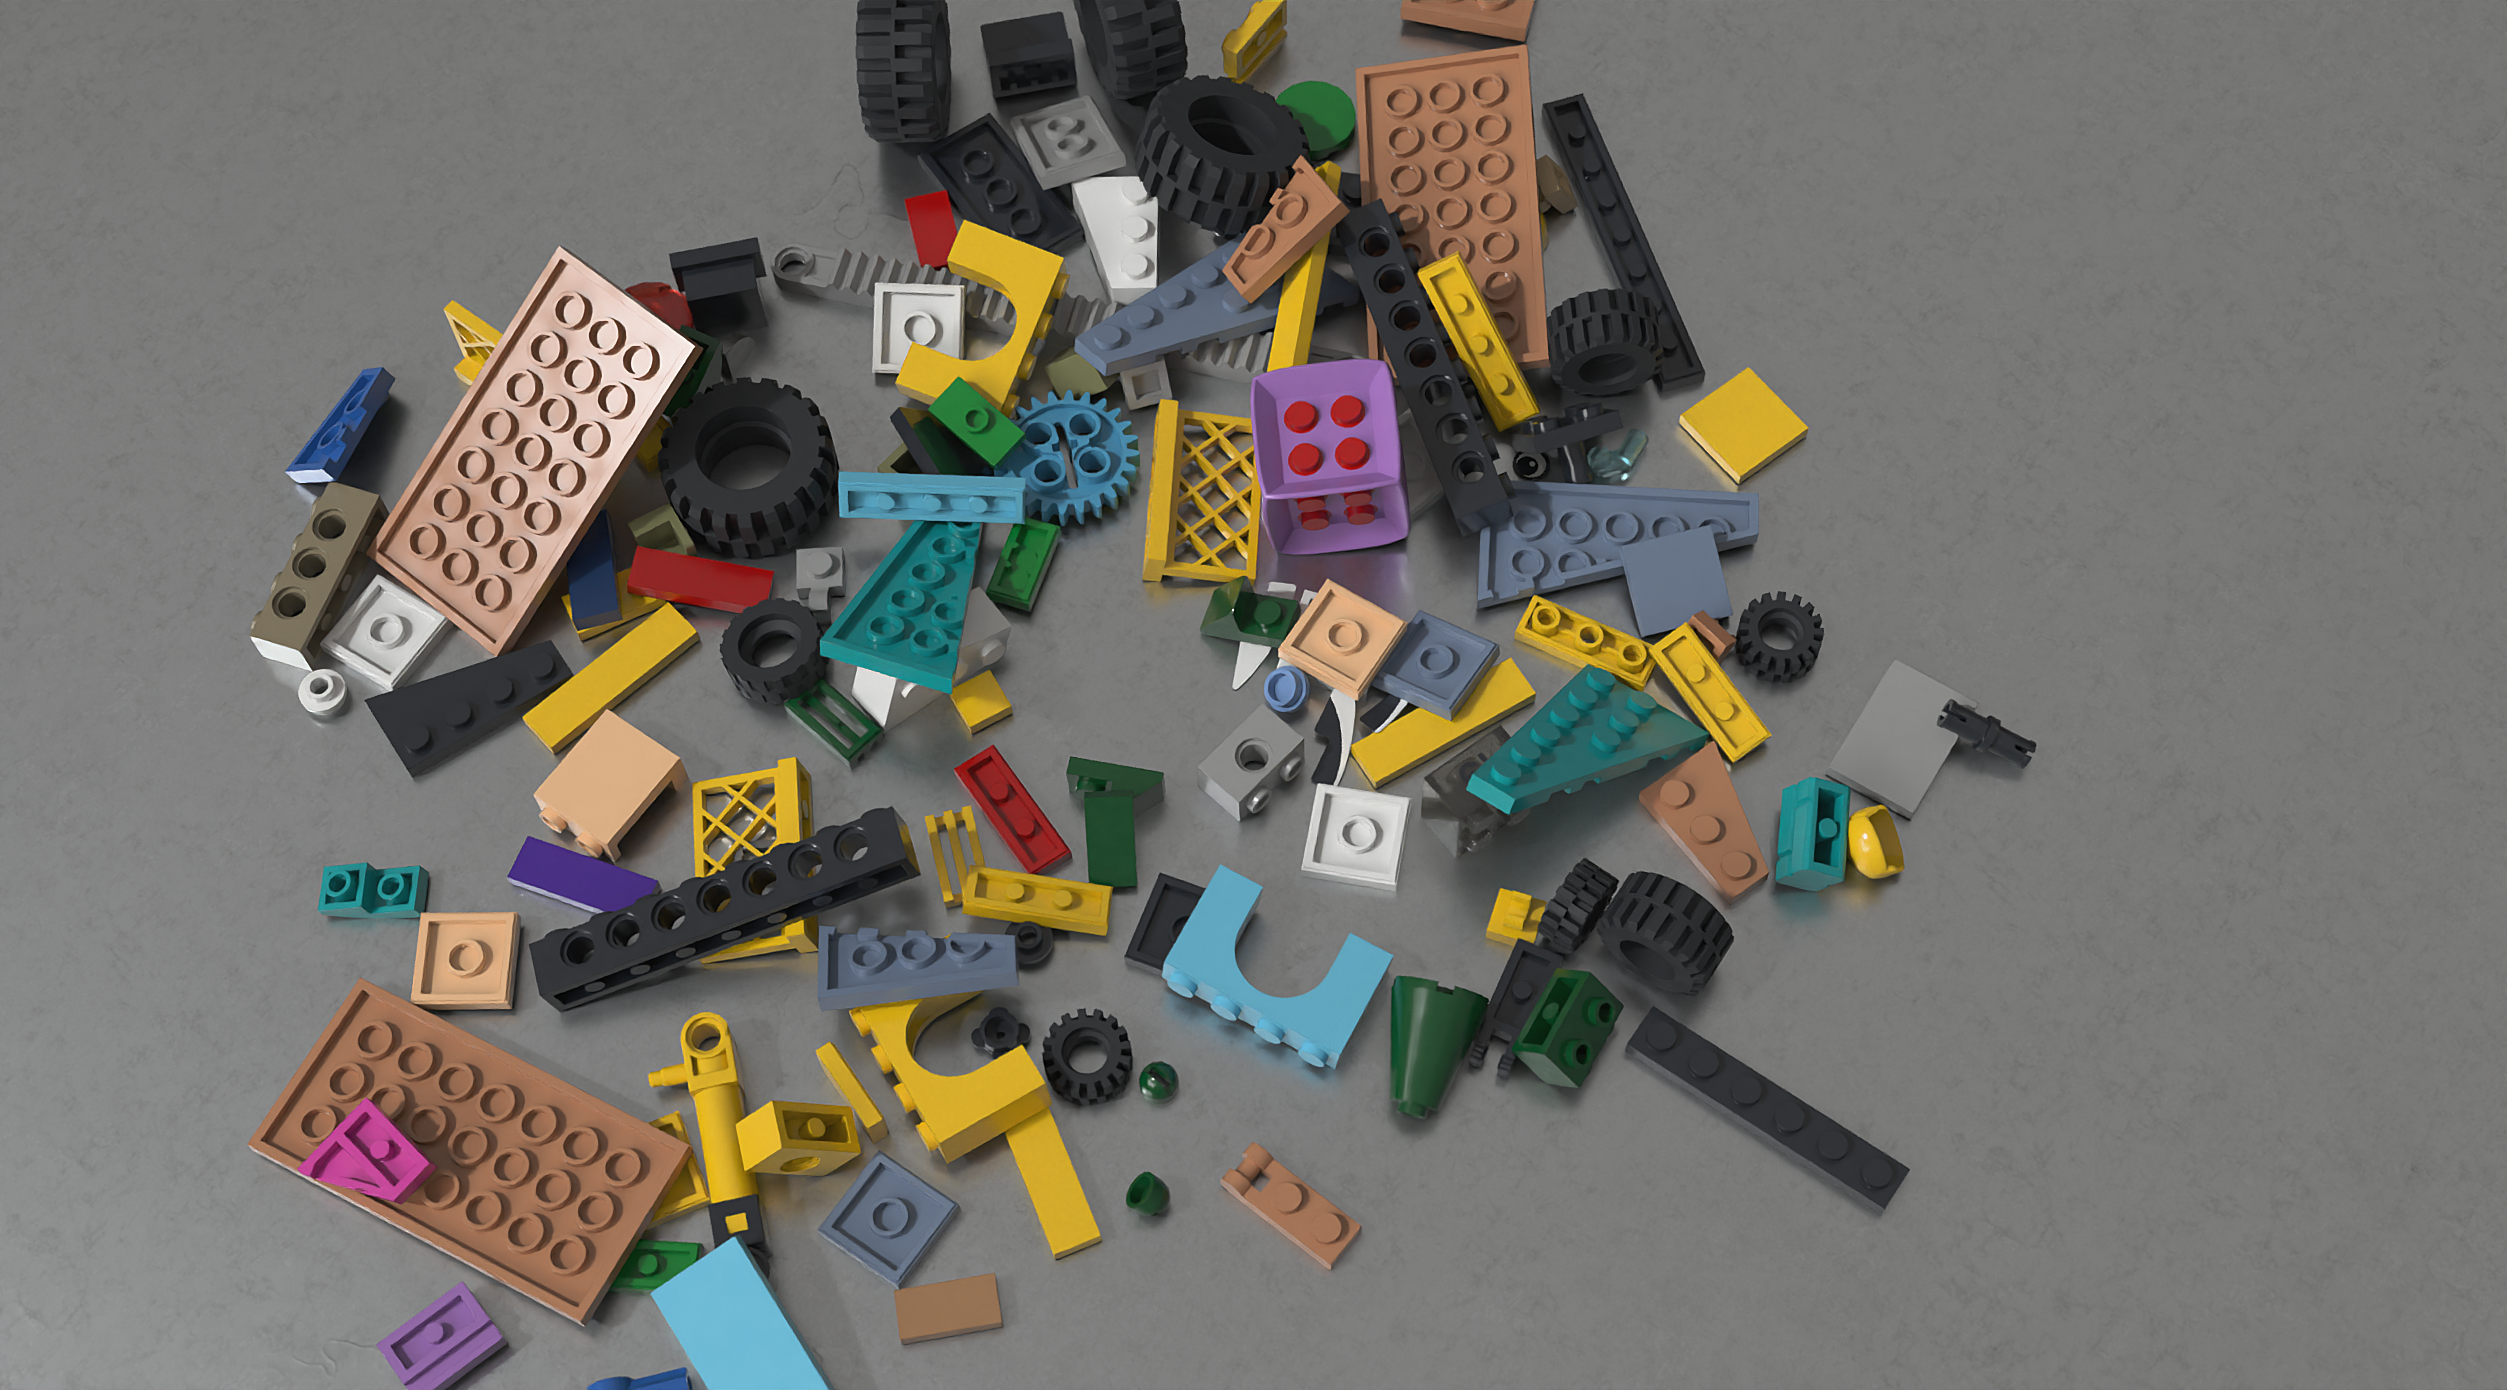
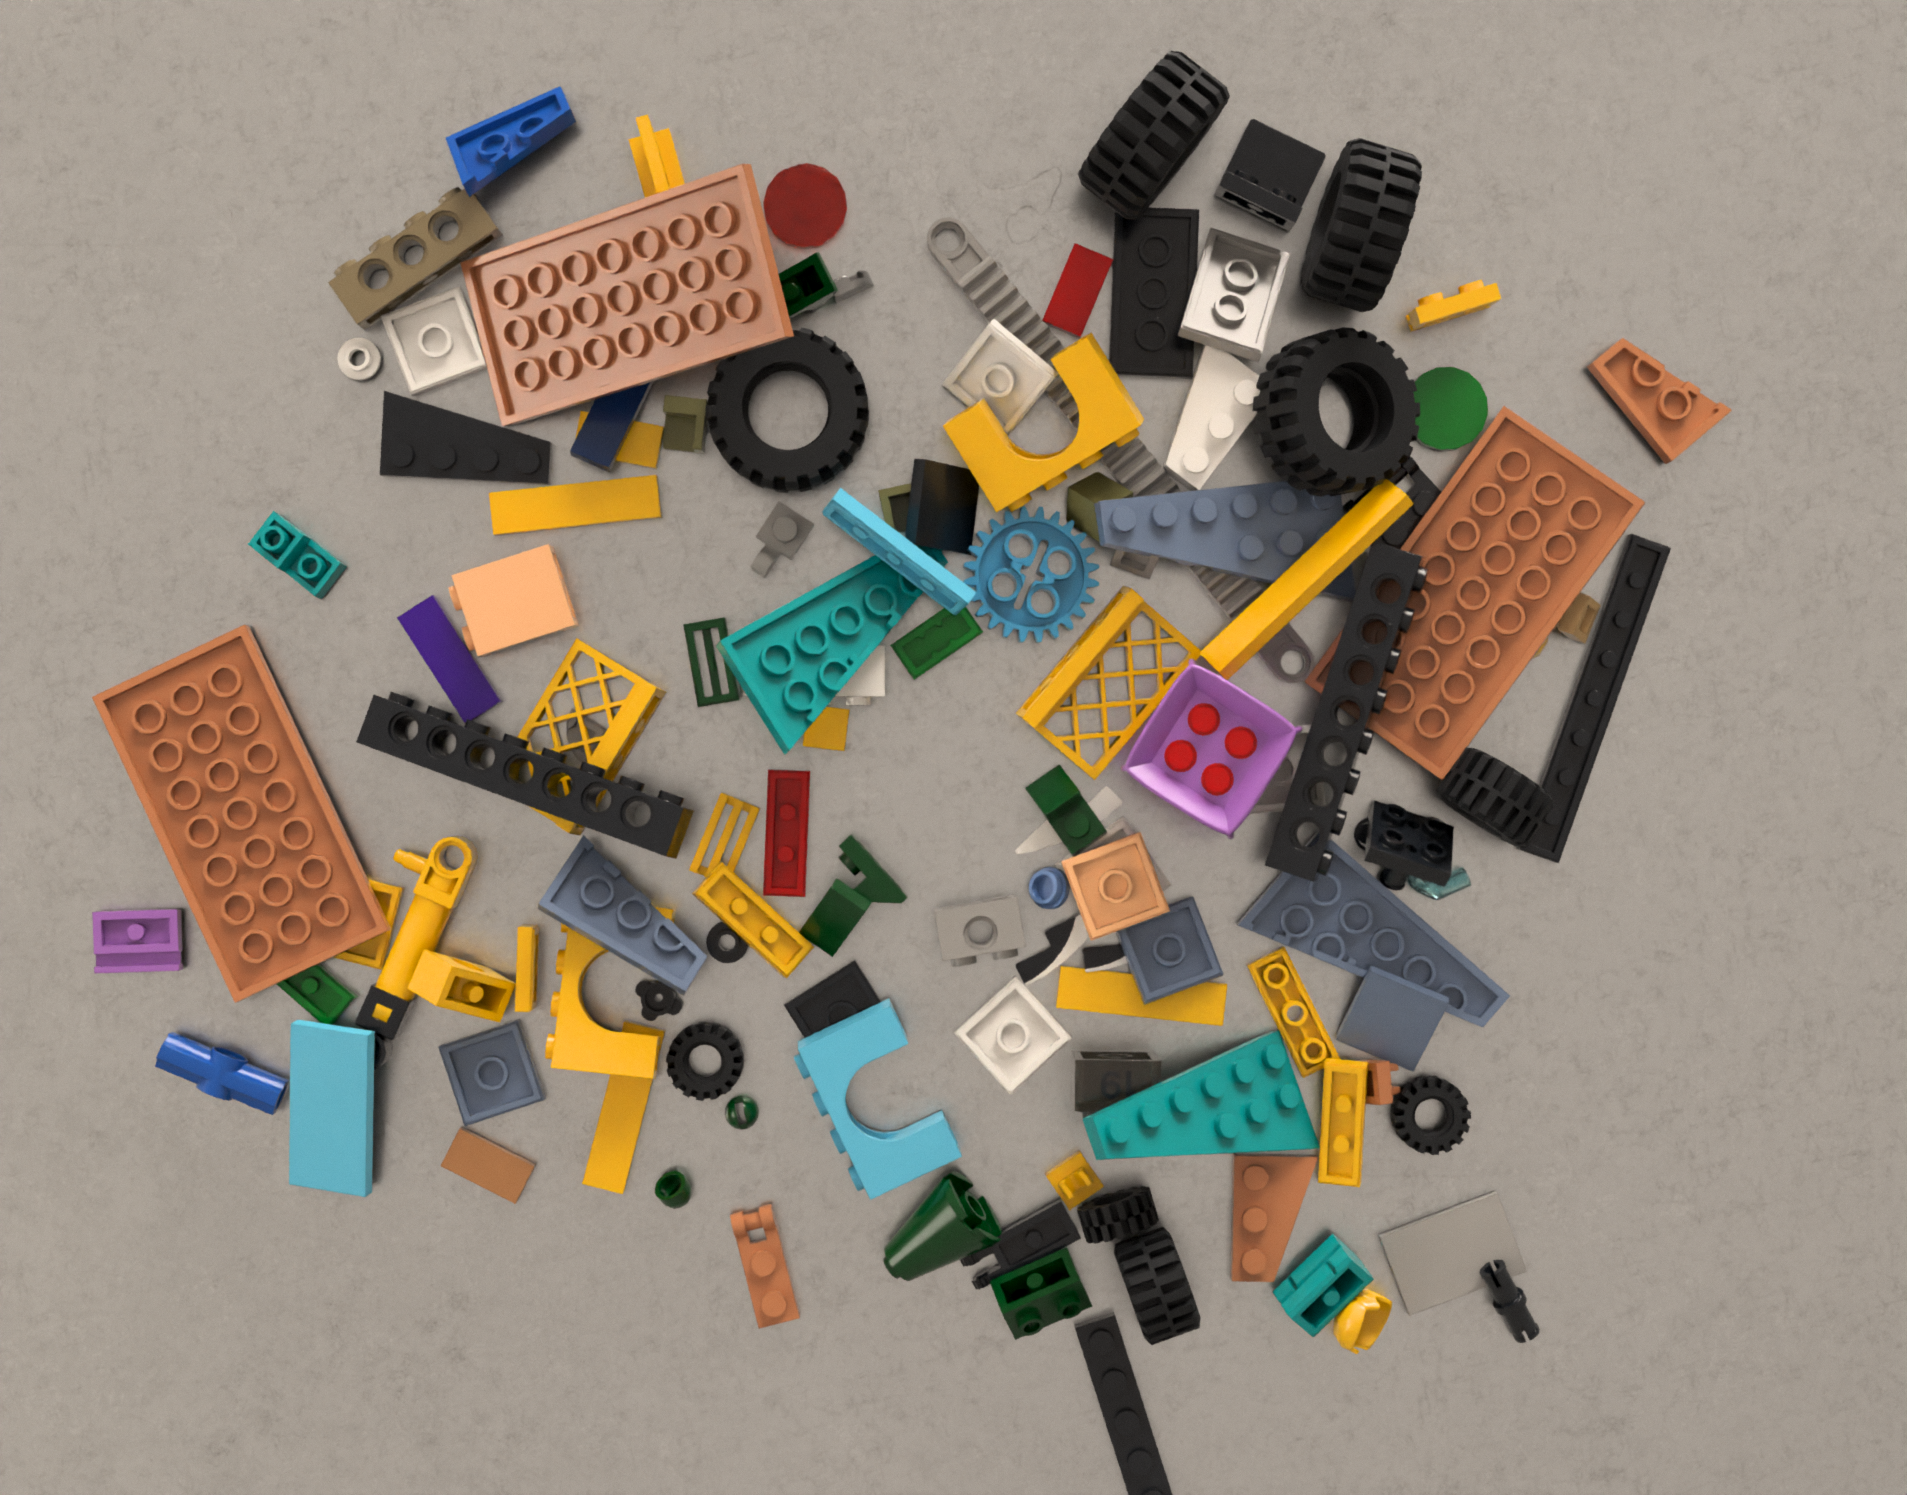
camera: 35 degrees right, 25 degrees up
(370, 1156) = (167, 779): dark pink wing -> none
(466, 960) = (327, 662): light nougat plate -> none
(698, 580) = (689, 477): red tile -> none
(723, 286) = (876, 227): black plate -> none
(759, 624) = (690, 550): black tyre -> none
(977, 423) = (978, 508): green plate -> none
(1290, 229) = (1329, 533): nougat wing -> none
(1479, 341) = (1399, 730): yellow tile -> none
(1743, 425) = (1551, 925): yellow tile -> none

